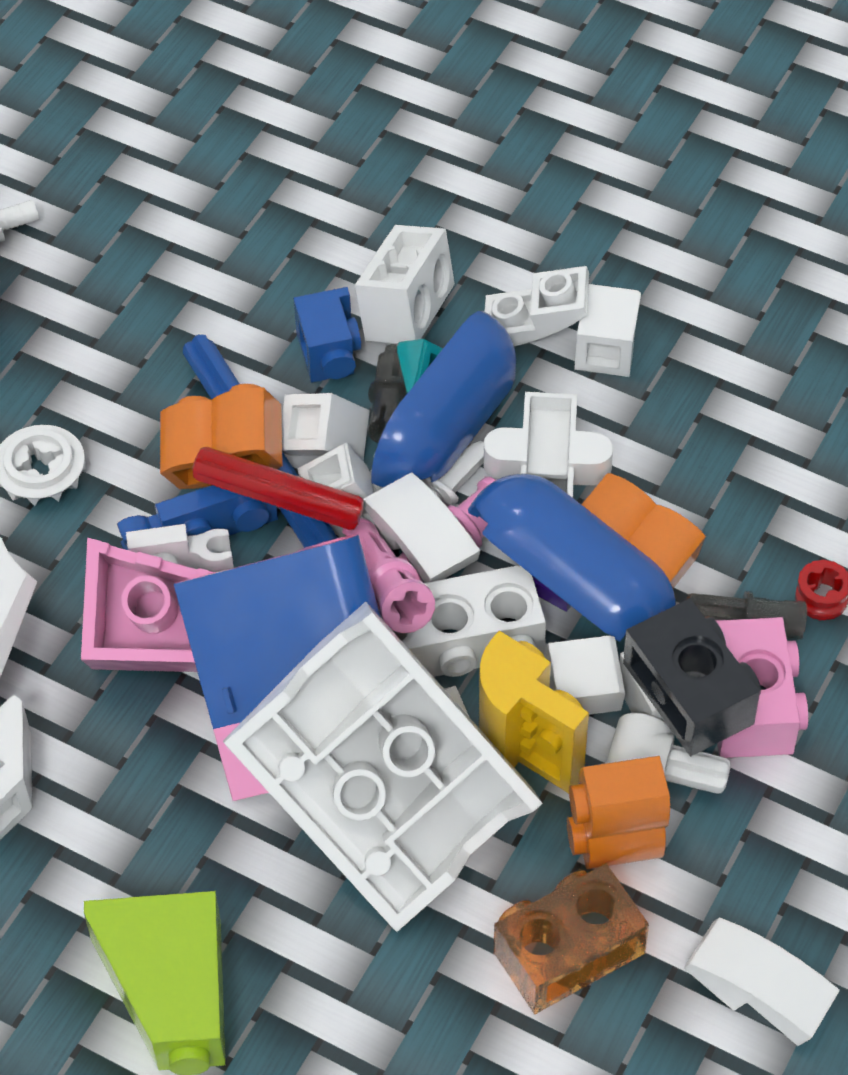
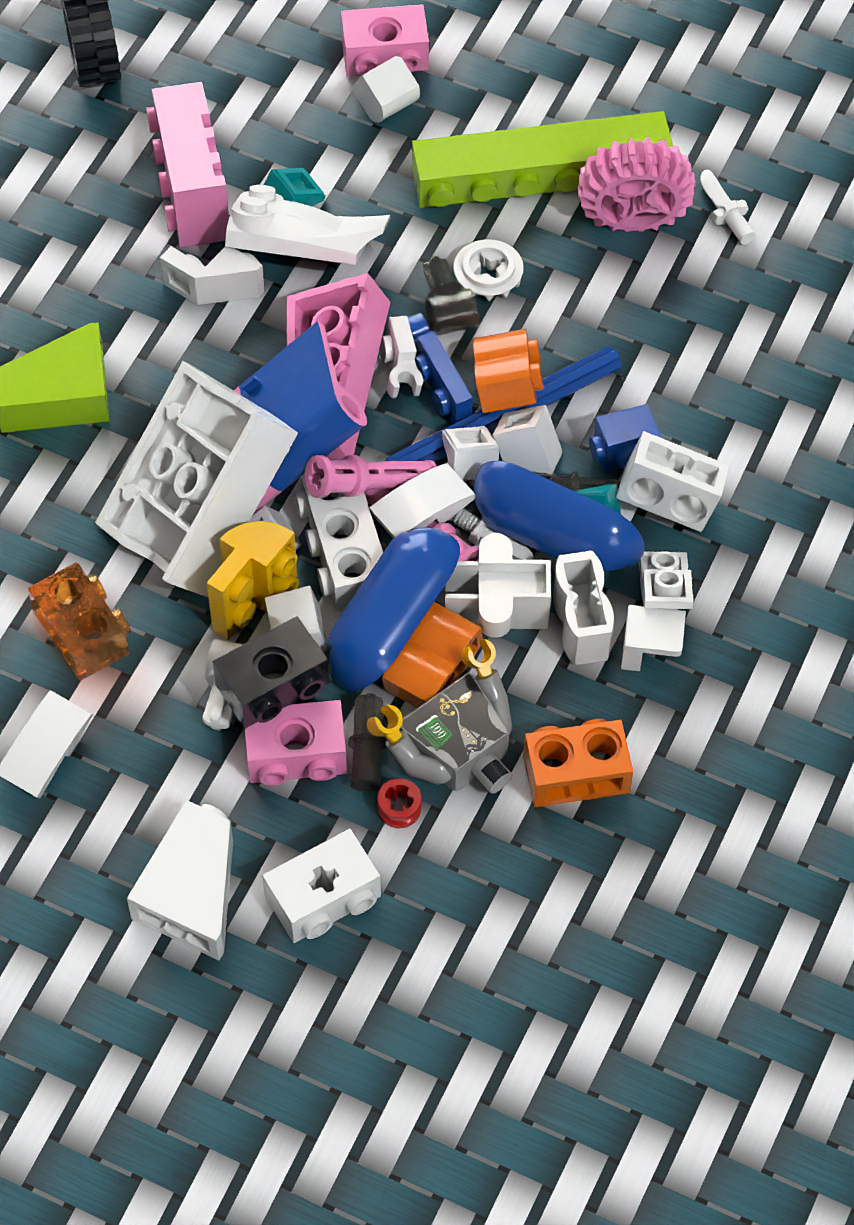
camera: 85 degrees right, 5 degrees up
(98, 502) = (448, 304): none -> clear smoke axle
(278, 488) = (445, 402): red axle -> none
(593, 368) = (583, 607): none -> white brick
(619, 812) = (166, 639): orange brick -> none
(742, 511) = (456, 732): none -> torso
(770, 409) = (581, 774): none -> orange brick

